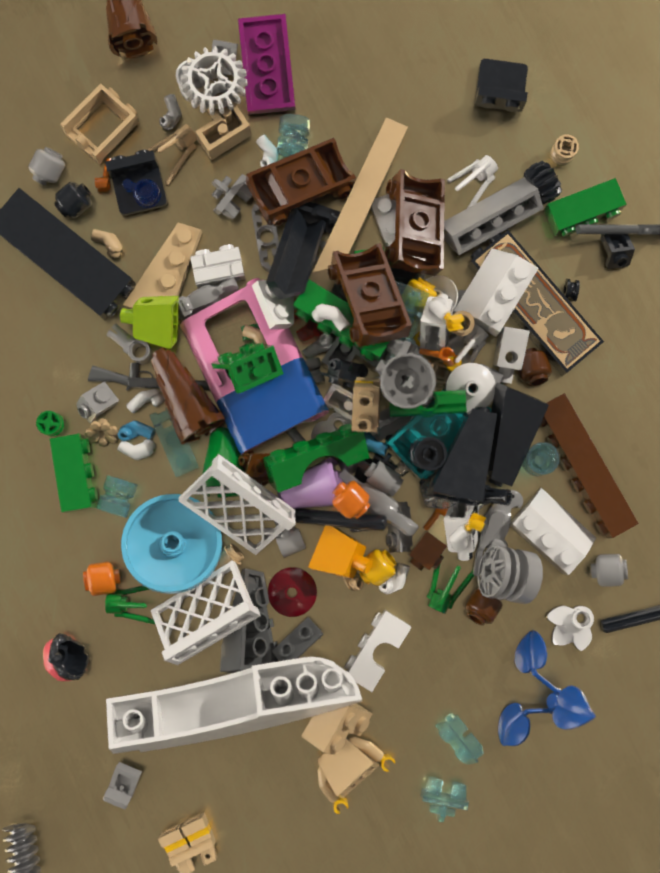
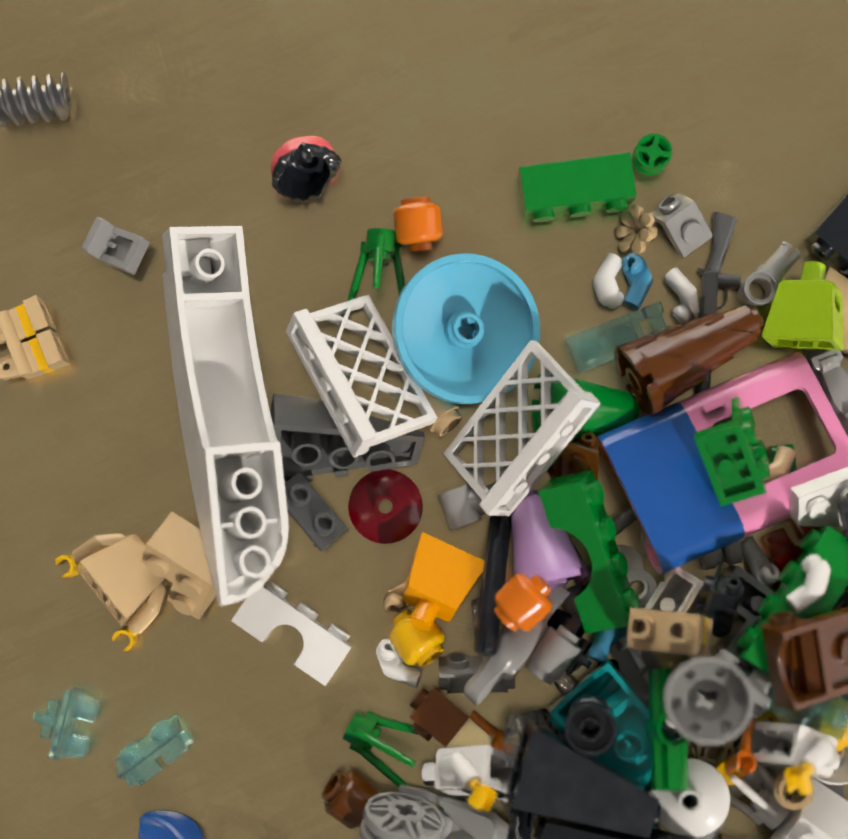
camera: 95 degrees right, 0 degrees up
(116, 505) = (526, 253): clear light blue wheel -> none

